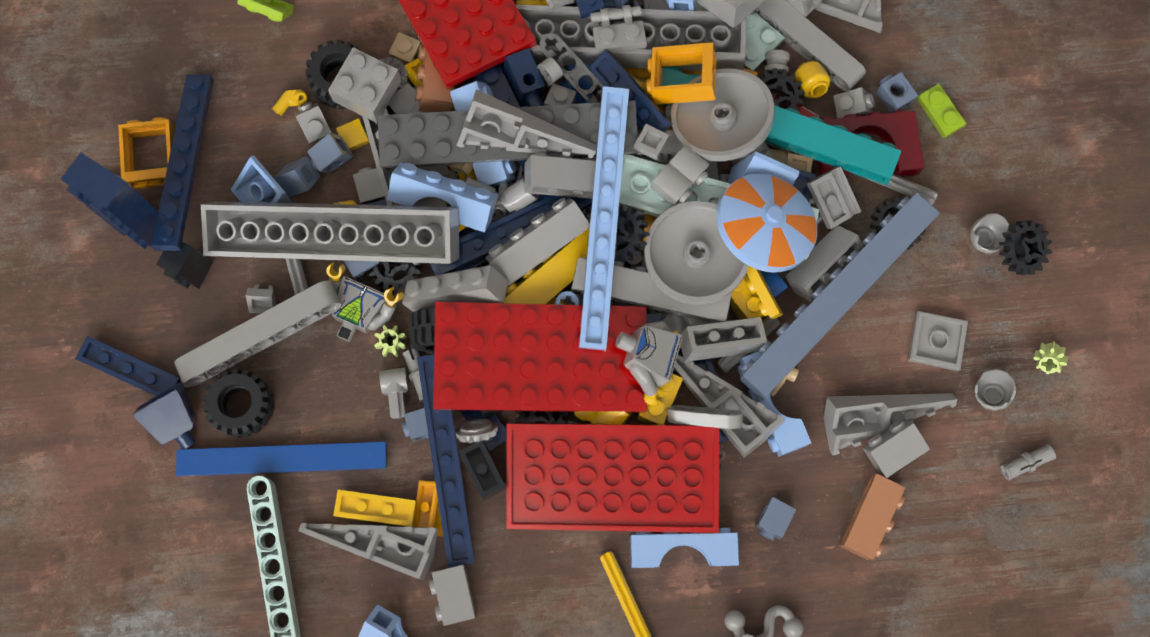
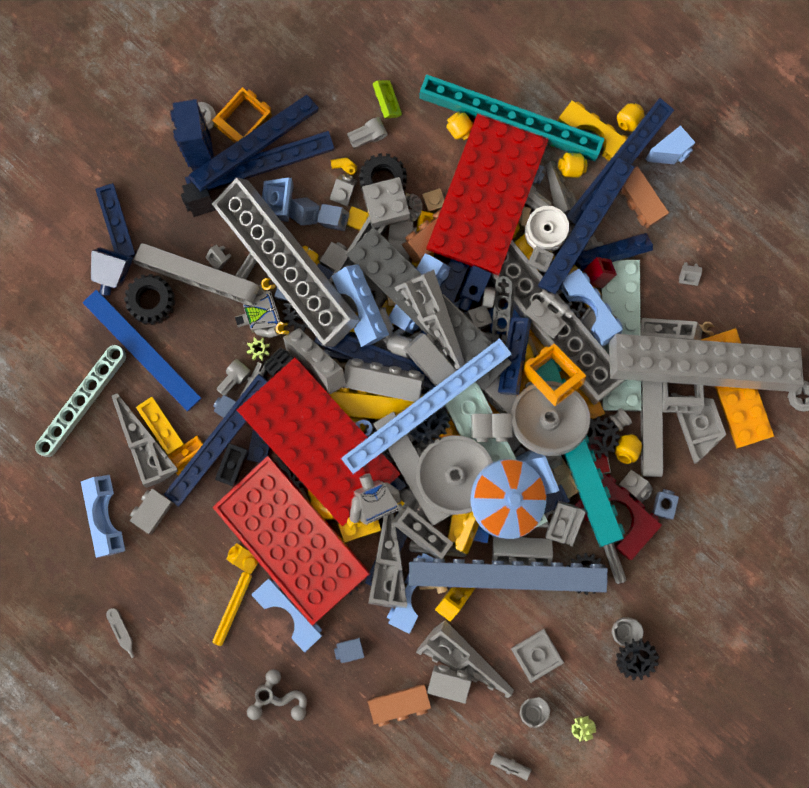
camera: 45 degrees right, 5 degrees up
(220, 157) = (277, 158): none -> dark blue plate
(282, 46) = (371, 131): none -> light grey piece
(476, 430) = (249, 442): light grey gear -> none
(585, 545) = (242, 558): none -> yellow bracket
(651, 141) = (495, 392): light grey tile -> none
(705, 416) = (368, 561): light grey beam -> none
(816, 372) = (453, 601): none -> yellow arch
(941, 111) = (680, 540): lime plate -> none

